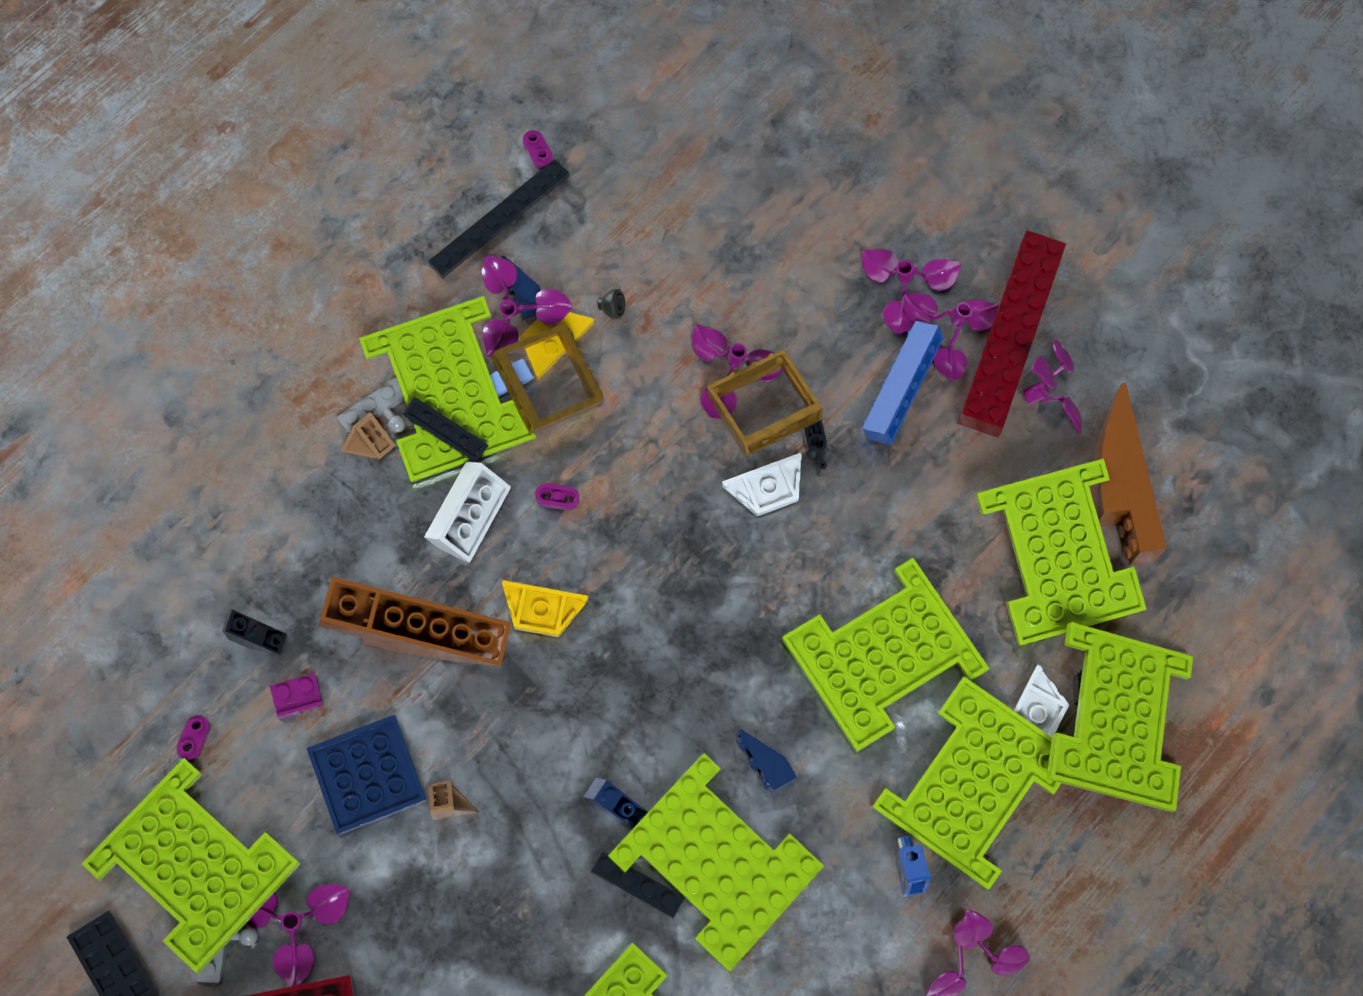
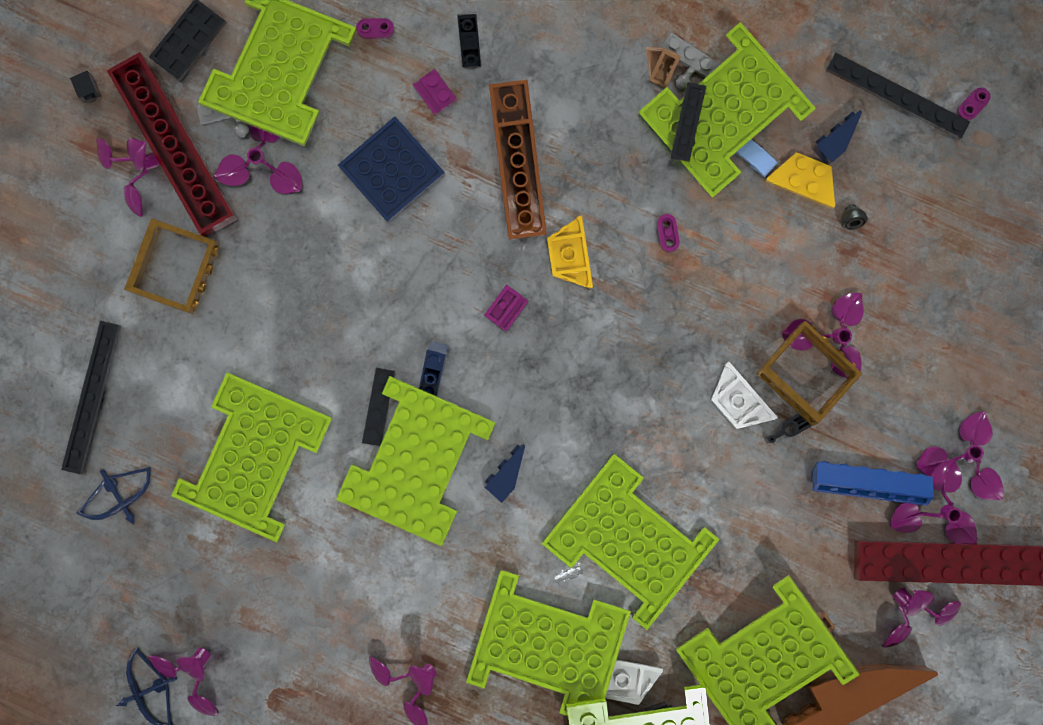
camera: 75 degrees right, 15 degrees up
(447, 801) = (393, 238): medium nougat slope -> none
(468, 511) = (629, 166): white slope -> none
(498, 276) = (790, 135): magenta plant -> none
(518, 394) = (740, 169): pearl gold window -> none
(576, 699) = (506, 308): none -> magenta plate
(912, 867) = (456, 621): blue torso -> none

